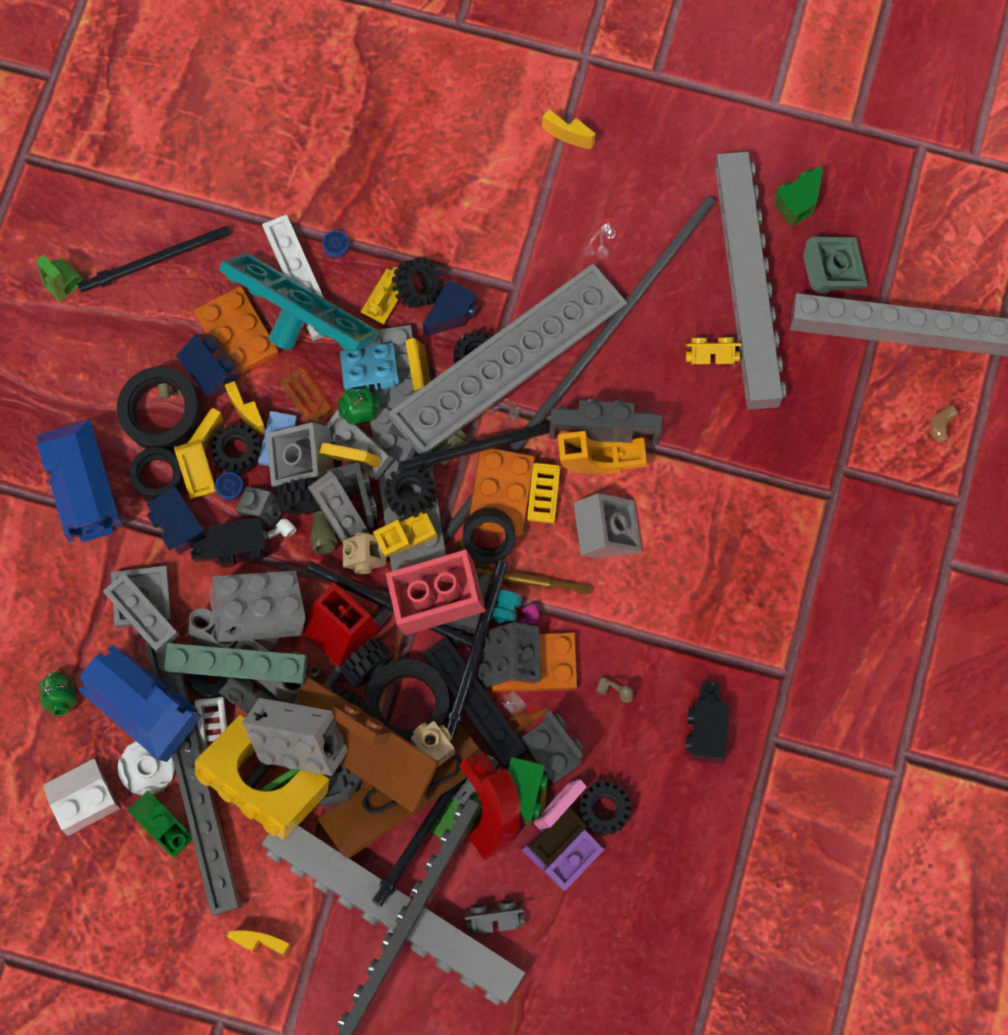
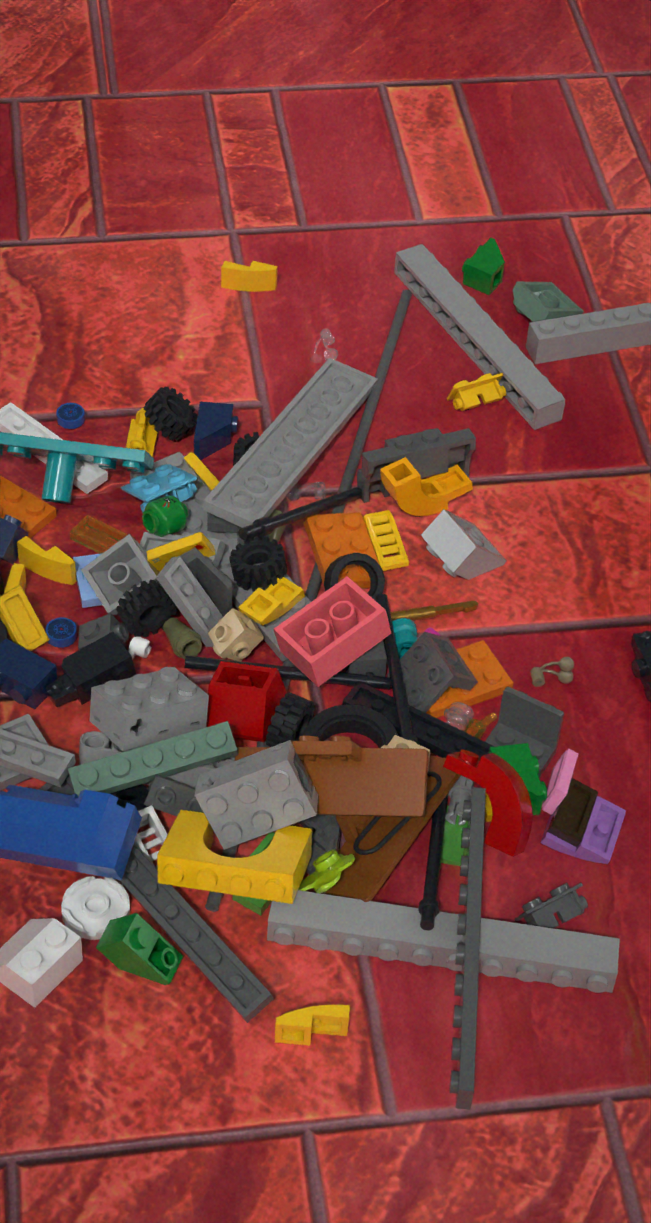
camera: 25 degrees left, 25 degrees down
(229, 434) = (54, 584): black tyre -> none
(331, 816) = (327, 871): none -> lime plate
(610, 791) = (610, 760): black tyre -> none

